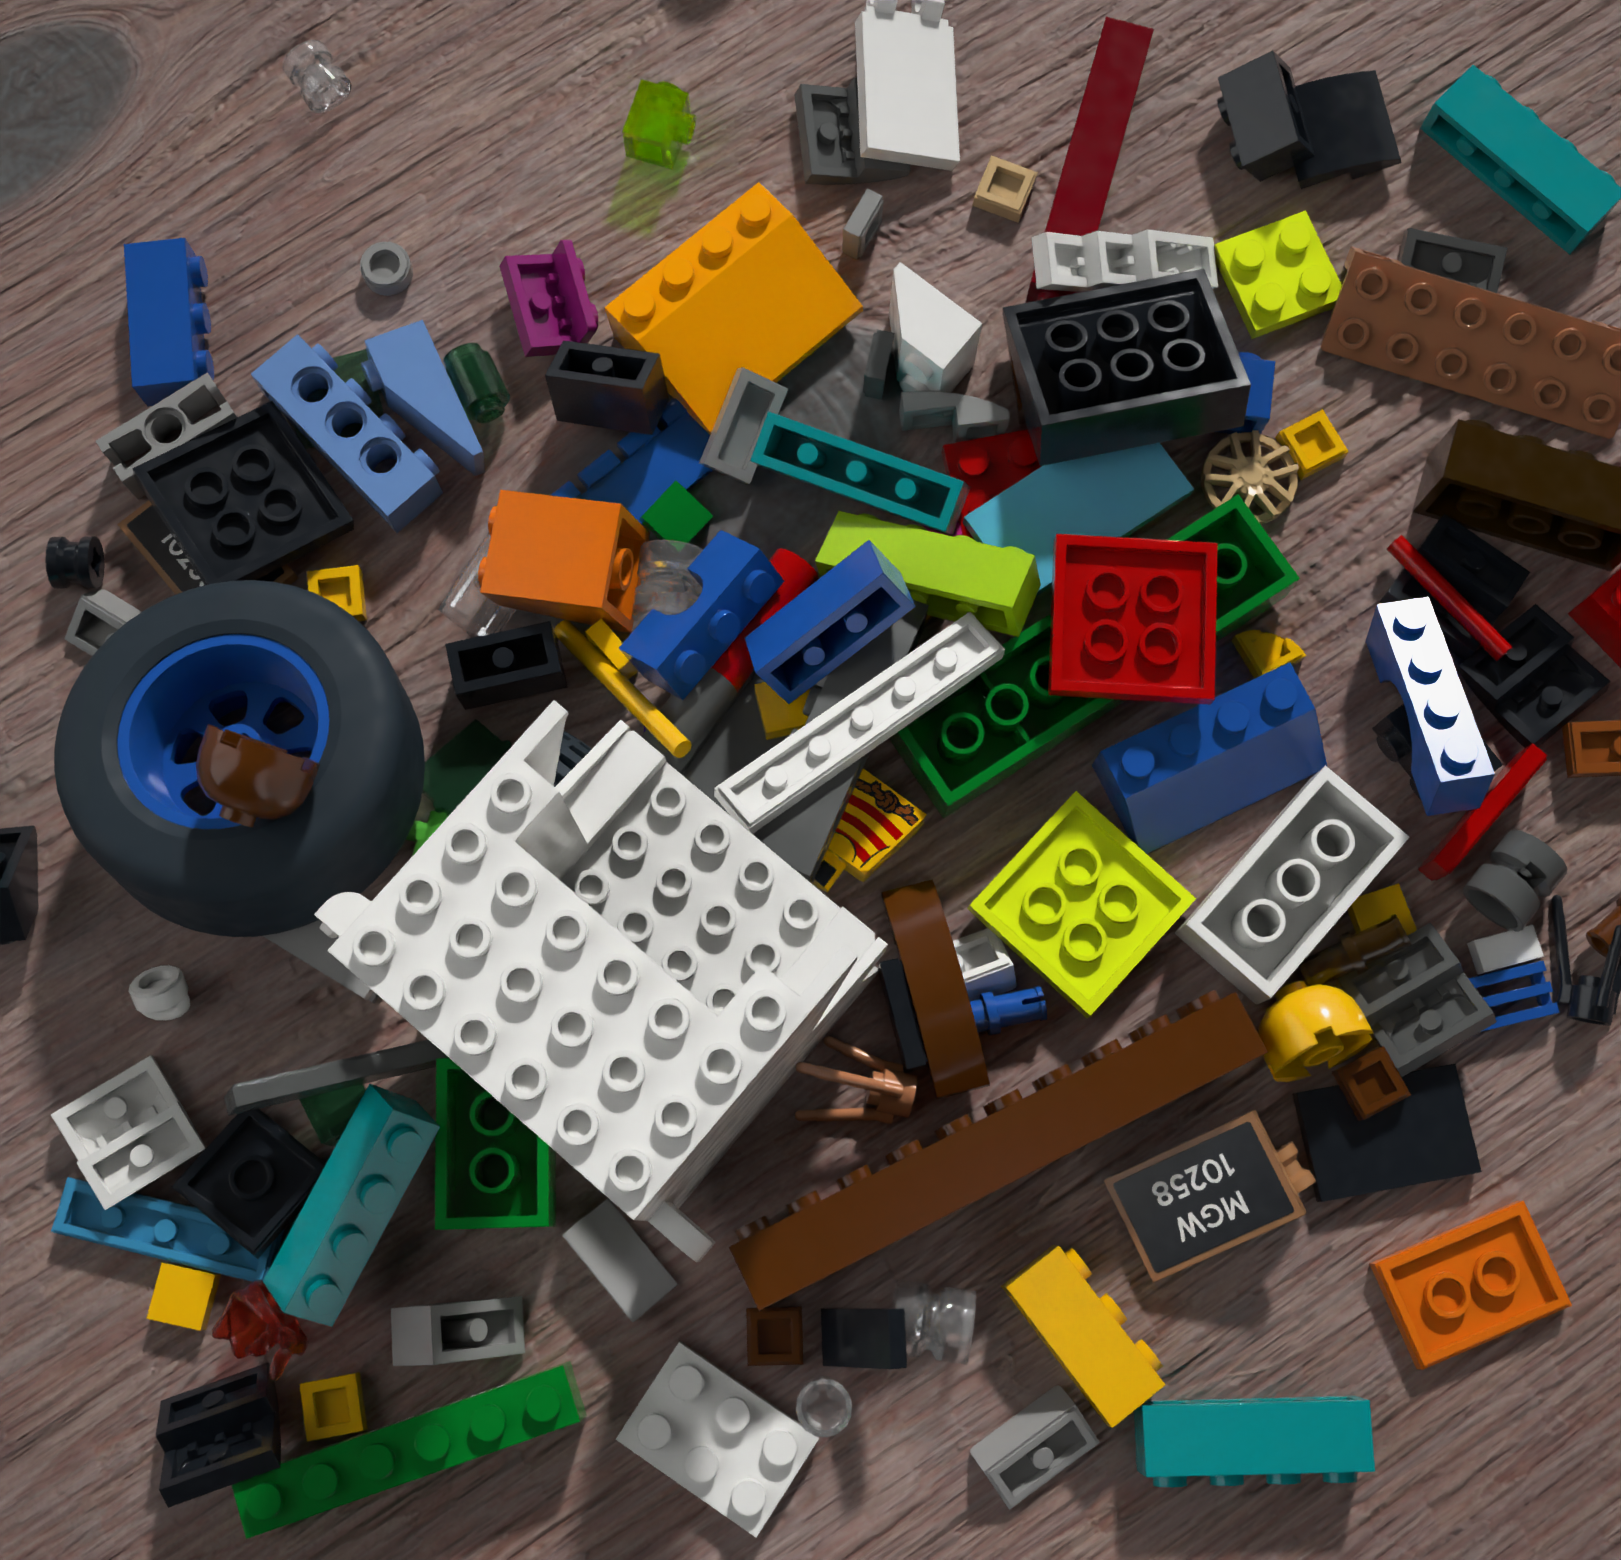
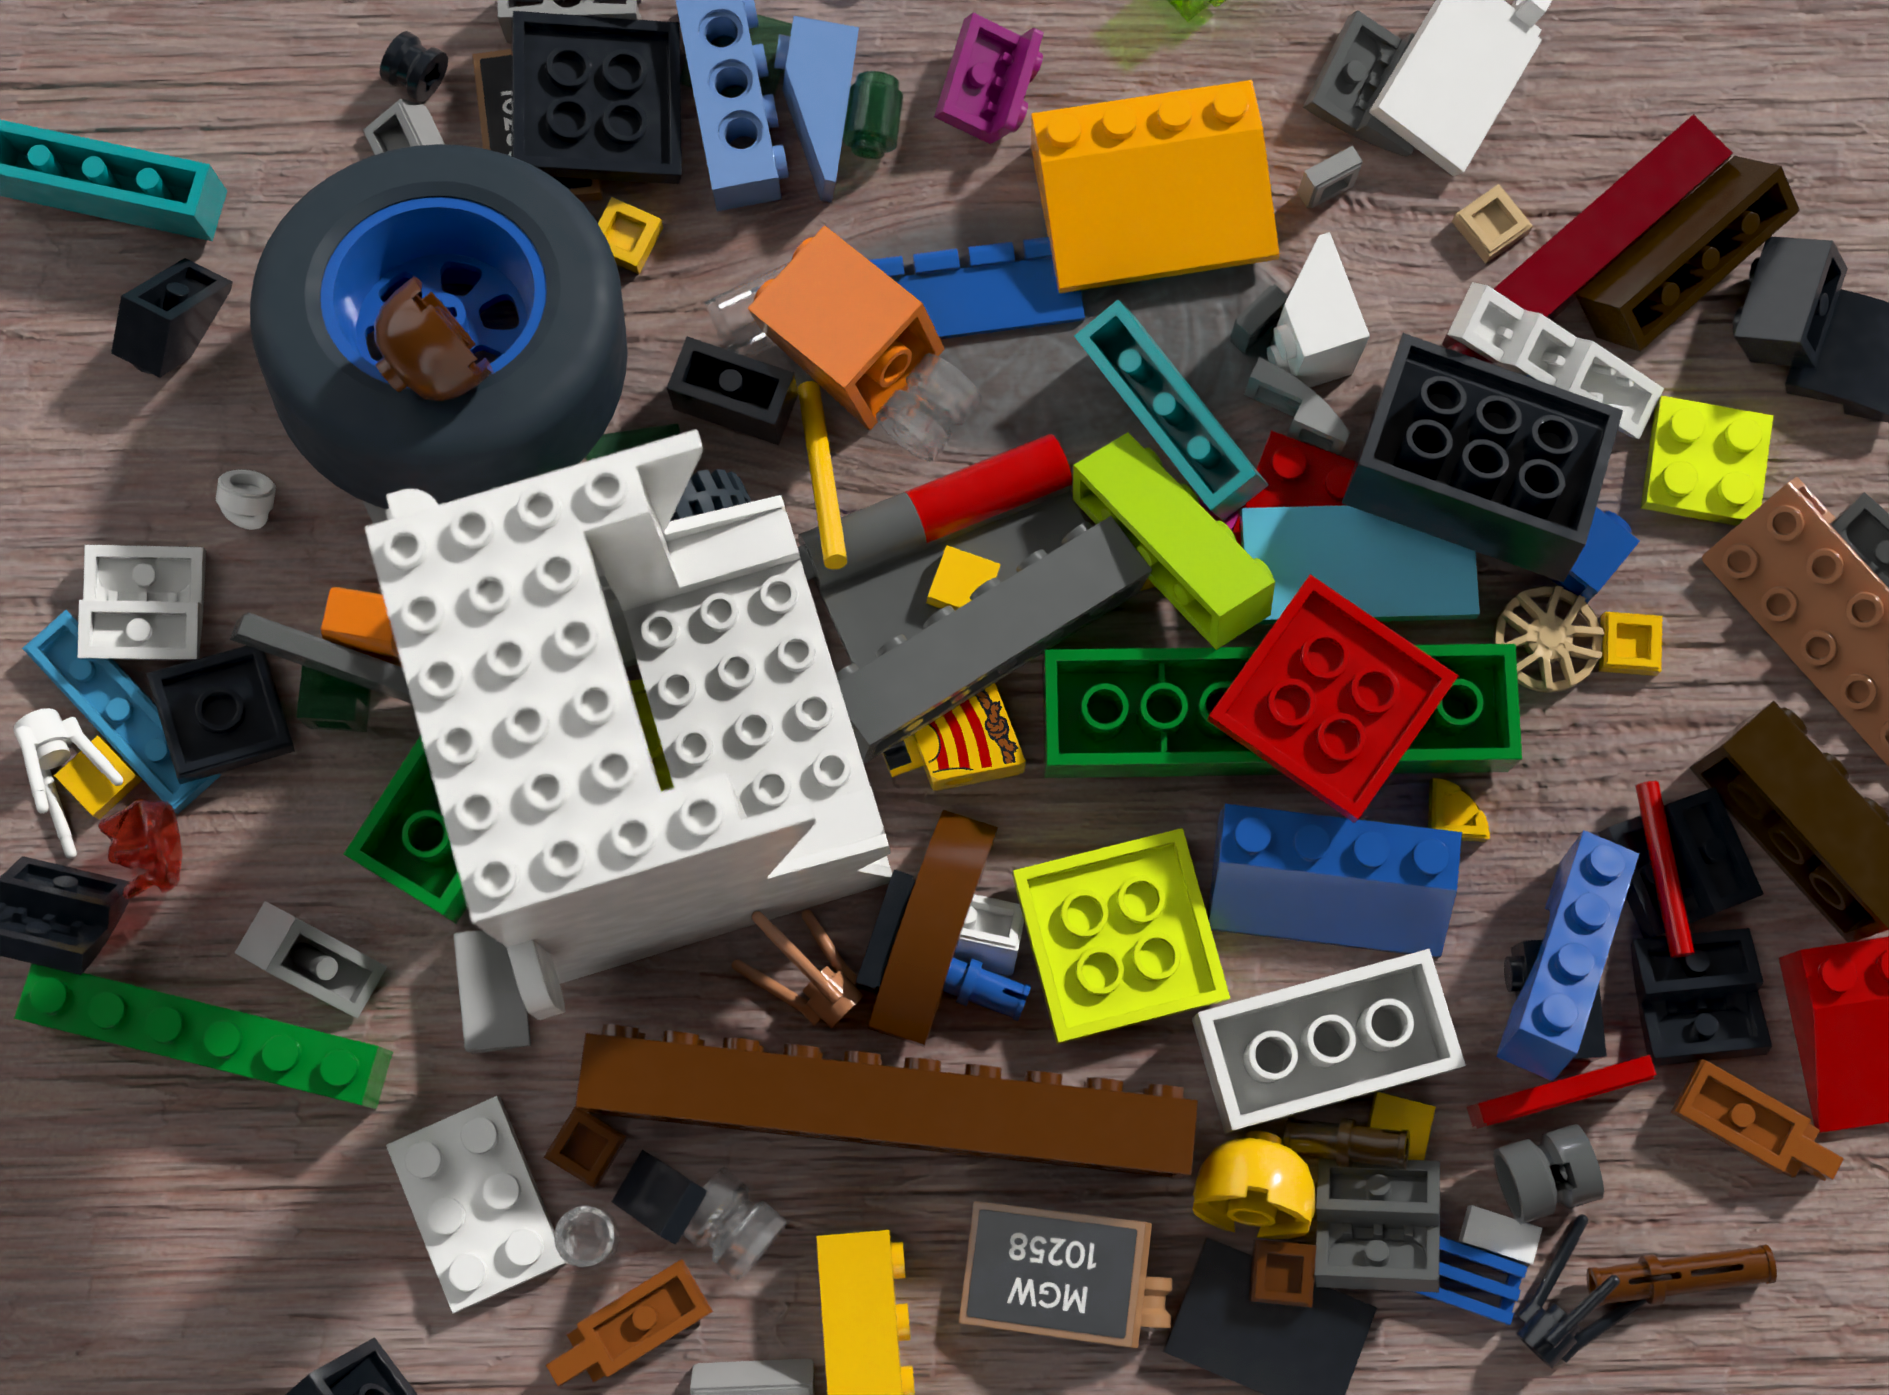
camera: 35 degrees right, 0 degrees up
(123, 1299) = (45, 746): none -> white plant
(333, 1406) = (163, 956): yellow tile -> none
(339, 1030) = (360, 623): none -> orange brick
(350, 1205) = (286, 786): teal brick -> none
(607, 387) = (988, 189): black brick -> none
(608, 644) = (838, 435): yellow tile -> none
(676, 515) = (978, 347): green tile -> none
(684, 646) = (903, 469): blue arch -> none
(740, 424) = (1090, 294): light grey tile -> none
(829, 622) = (1044, 527): blue brick -> none
(858, 723) = (1010, 636): white tile -> none
(905, 1453) = (632, 1325): none -> dark orange hinge
(1168, 124) = (1688, 252): none -> dark brown brick

